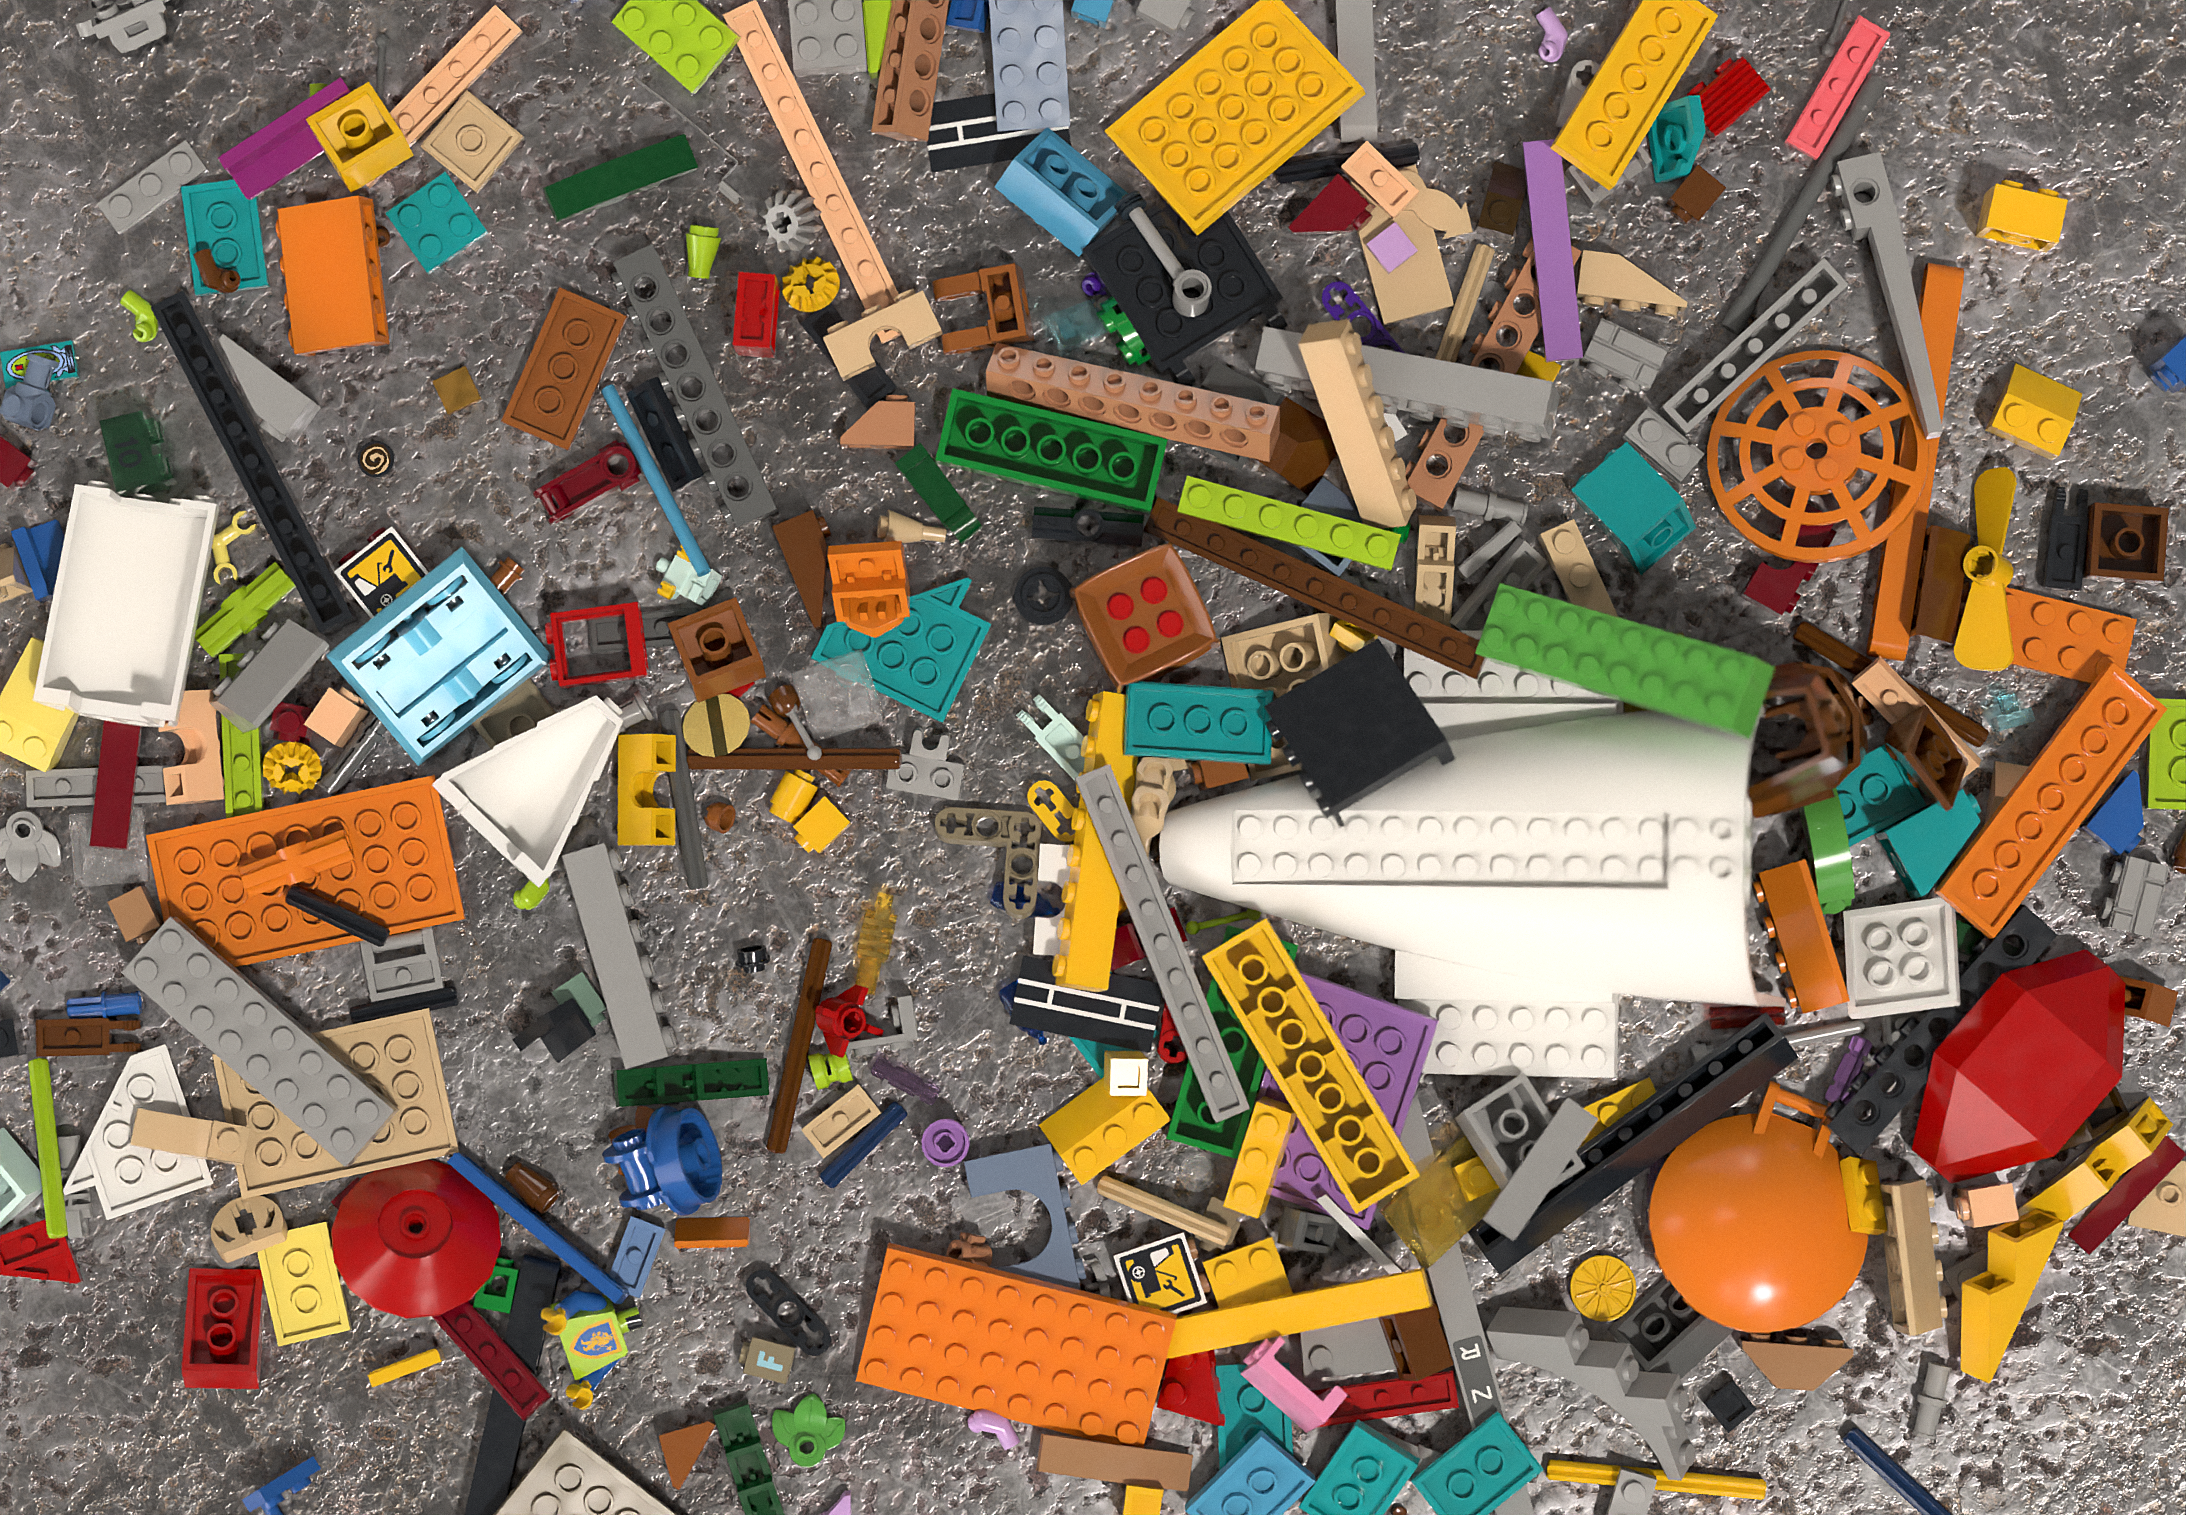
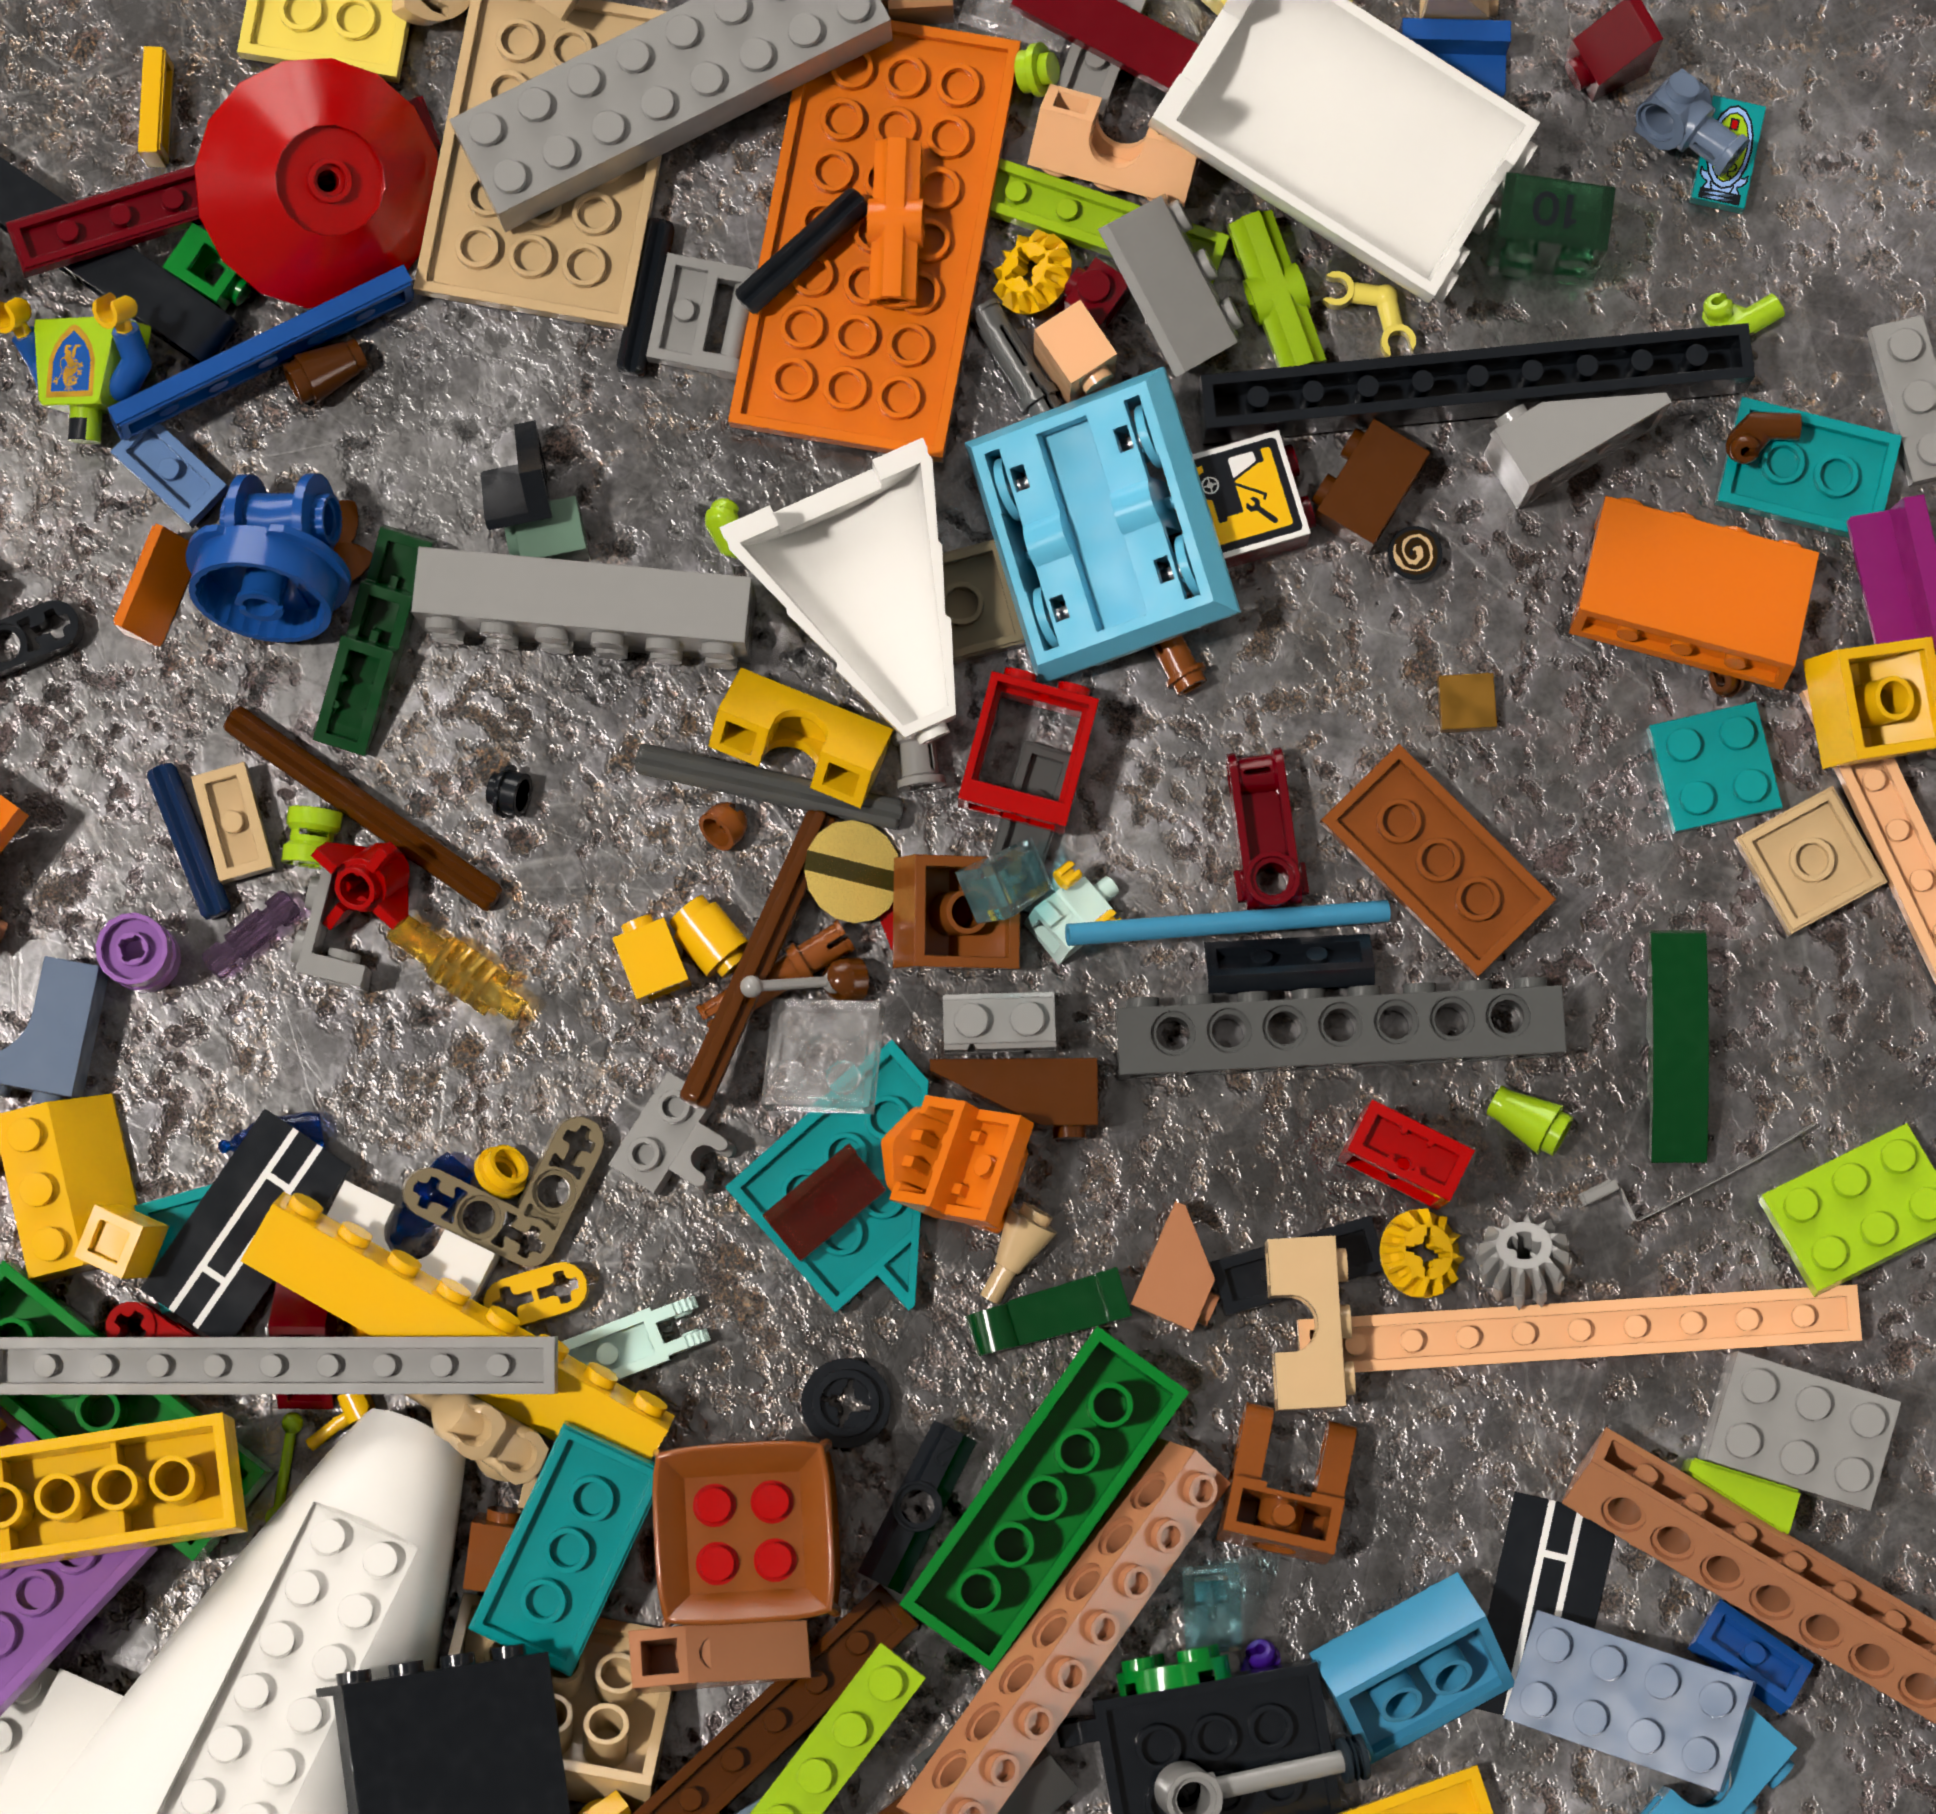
camera: 115 degrees right, 5 degrees down
(160, 817) = (1036, 69): none -> lime plate
(344, 503) = (1370, 485): none -> reddish brown brick
(688, 624) = (1004, 882): none -> clear light blue slope
(774, 596) = (999, 1023): none -> light grey brick
(928, 655) = (824, 1202): none -> clear red panel
(988, 863) = (501, 1171): none -> yellow plate
(1170, 893) = (353, 1408): none -> yellow hand
(1225, 605) = (718, 1655): none -> nougat slope

